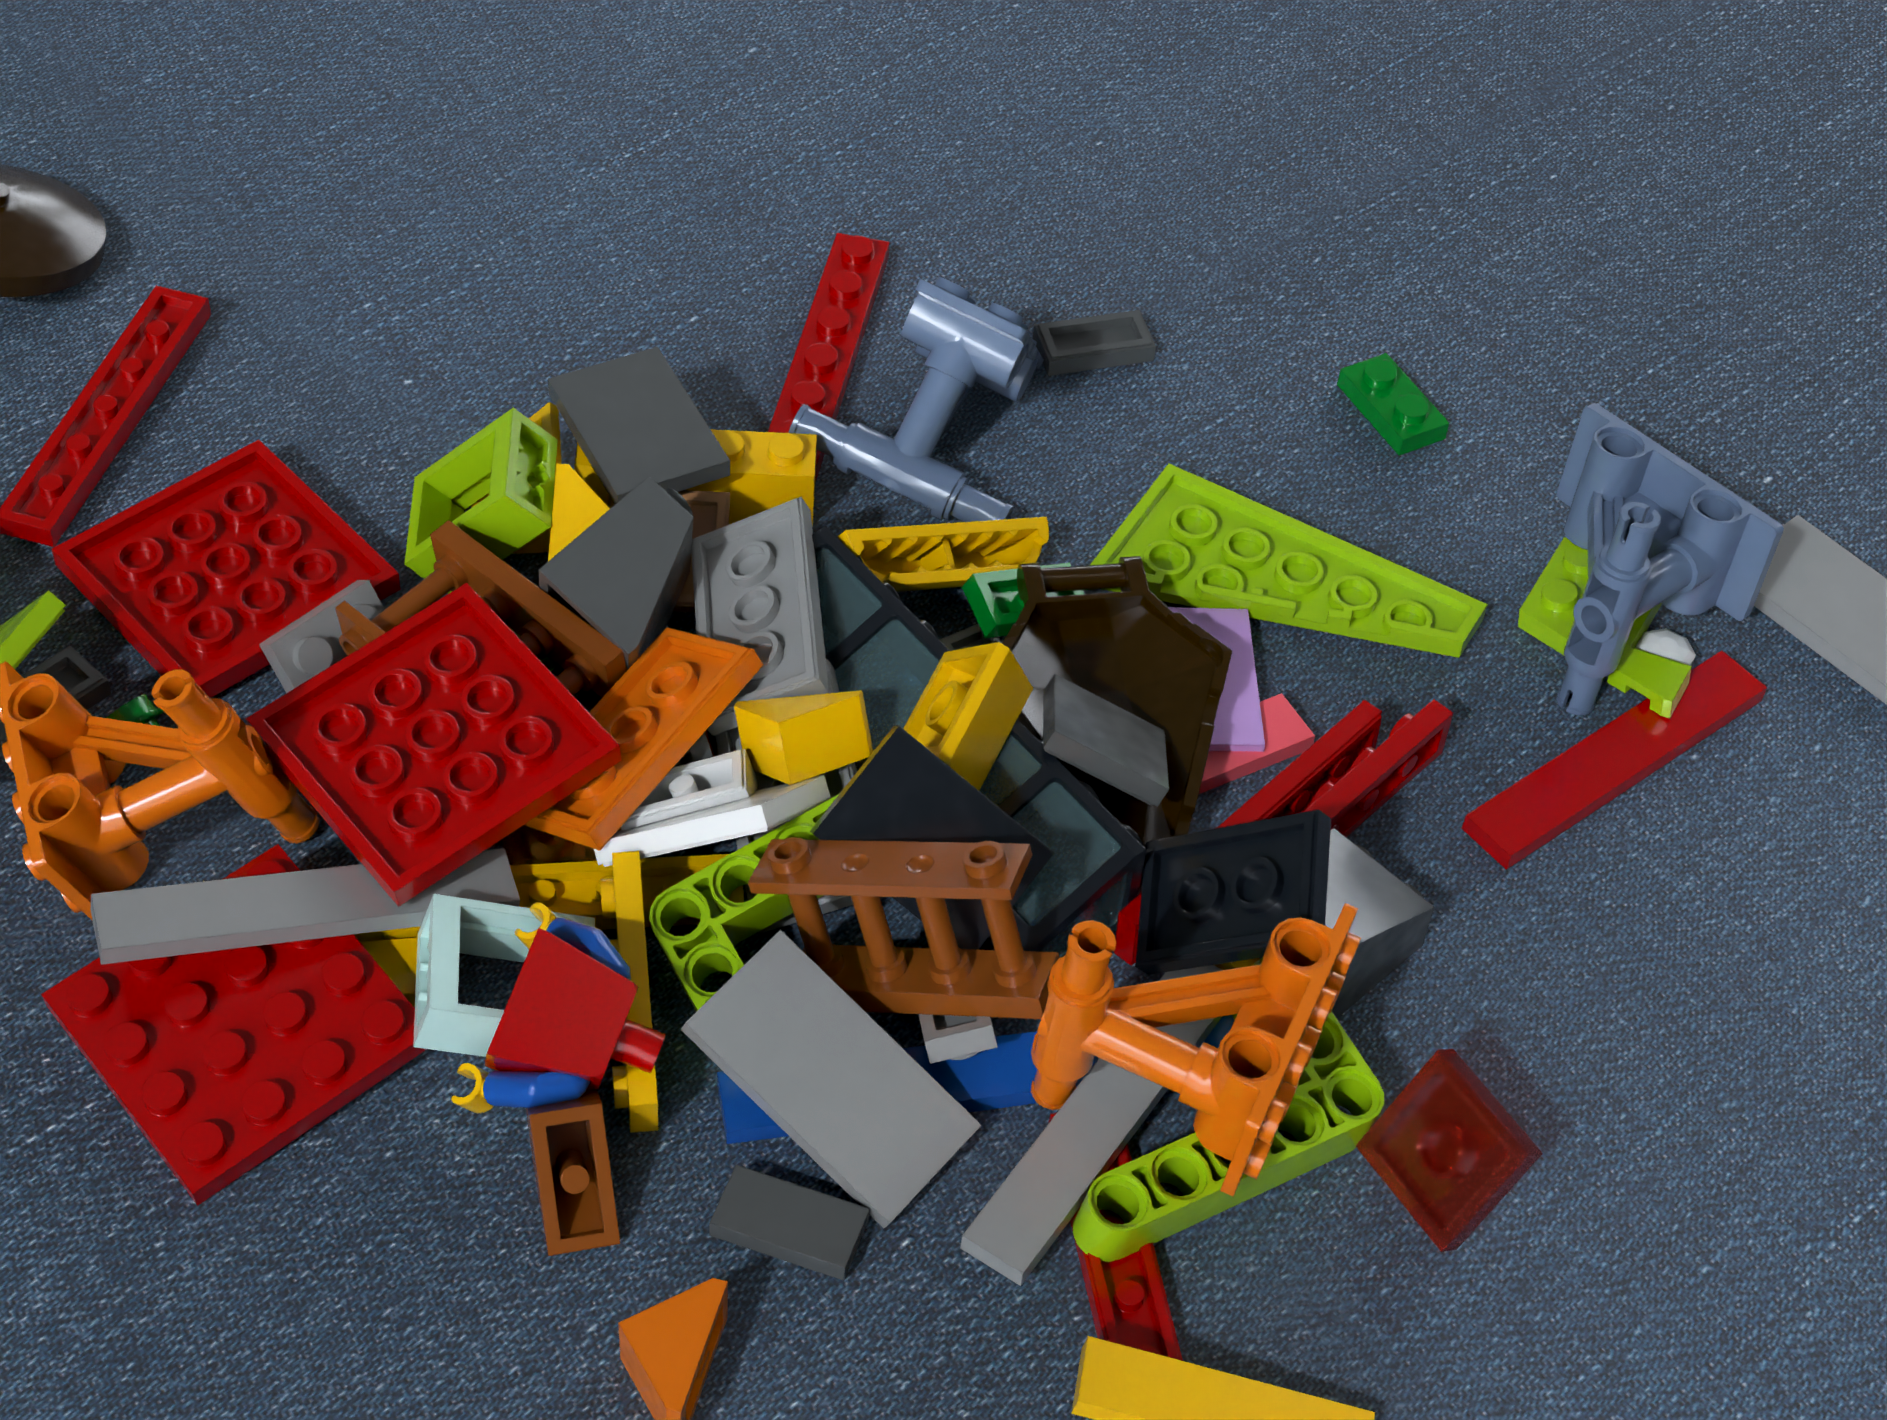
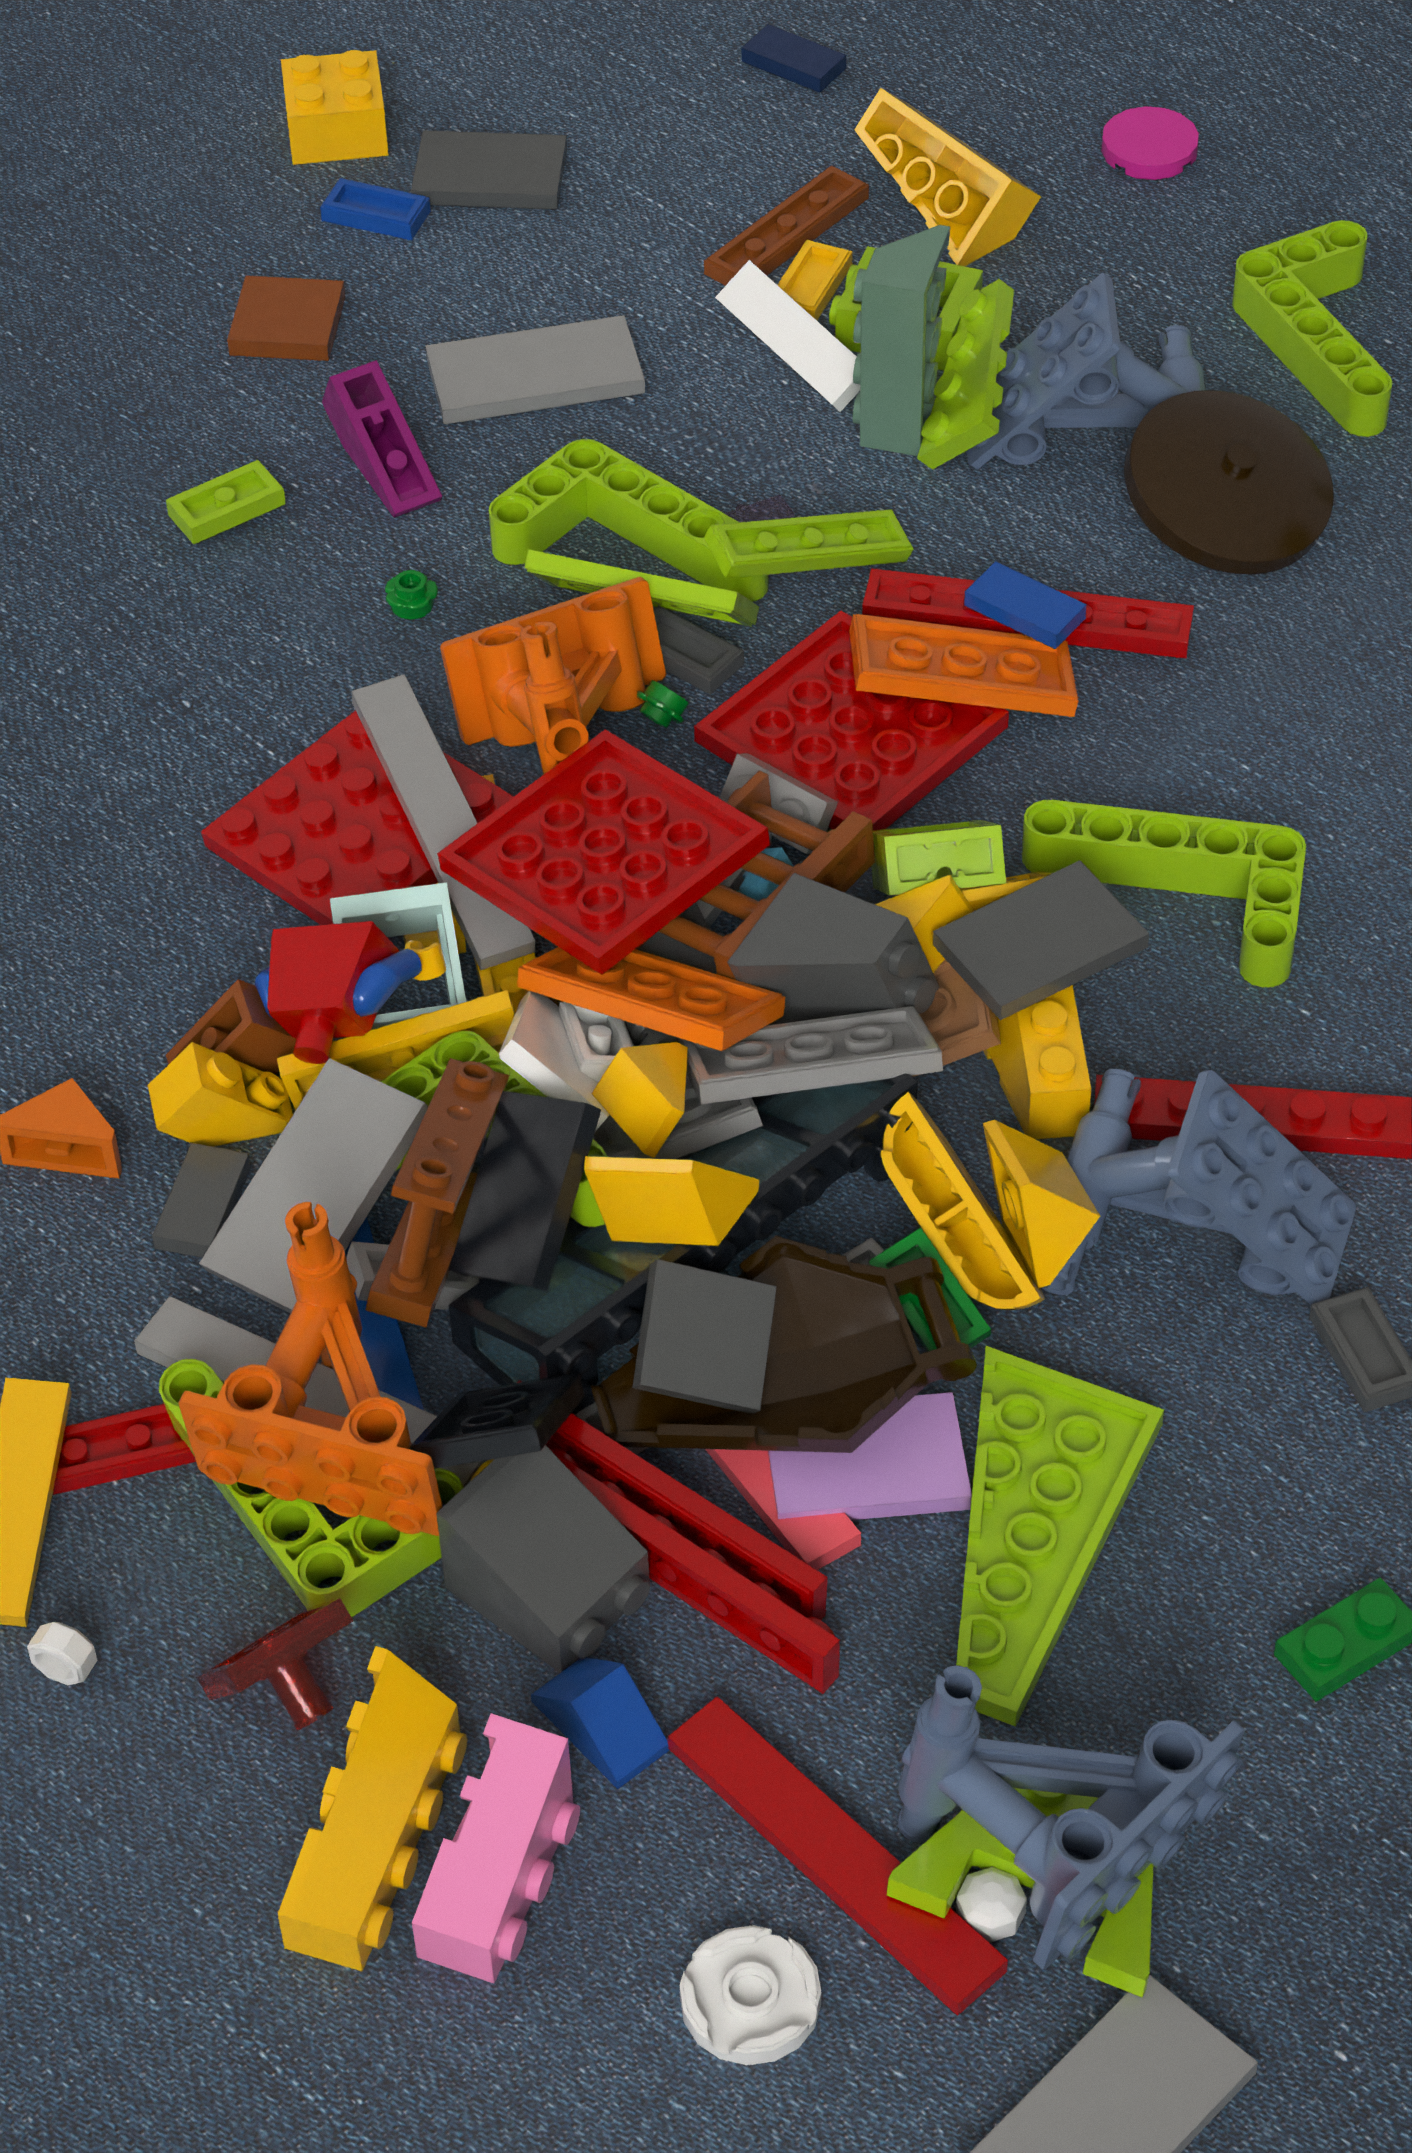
camera: 90 degrees right, 0 degrees up
(115, 397) = (1025, 605): none -> blue tile
(182, 462) = (961, 665): none -> orange tile
(521, 303) = (1184, 856): none -> lime beam
(658, 1186) = (217, 1099): none -> yellow slope
(953, 486) = (1038, 1200): none -> yellow slope
(1424, 1369) = (62, 1653): none -> white tile
(1480, 910) = (603, 1717): none -> blue slope
(1629, 1094) = (372, 1817): none -> yellow wedge
(1663, 985) = (499, 1854): none -> bright pink wedge
(1762, 833) = (750, 1995): none -> white tile

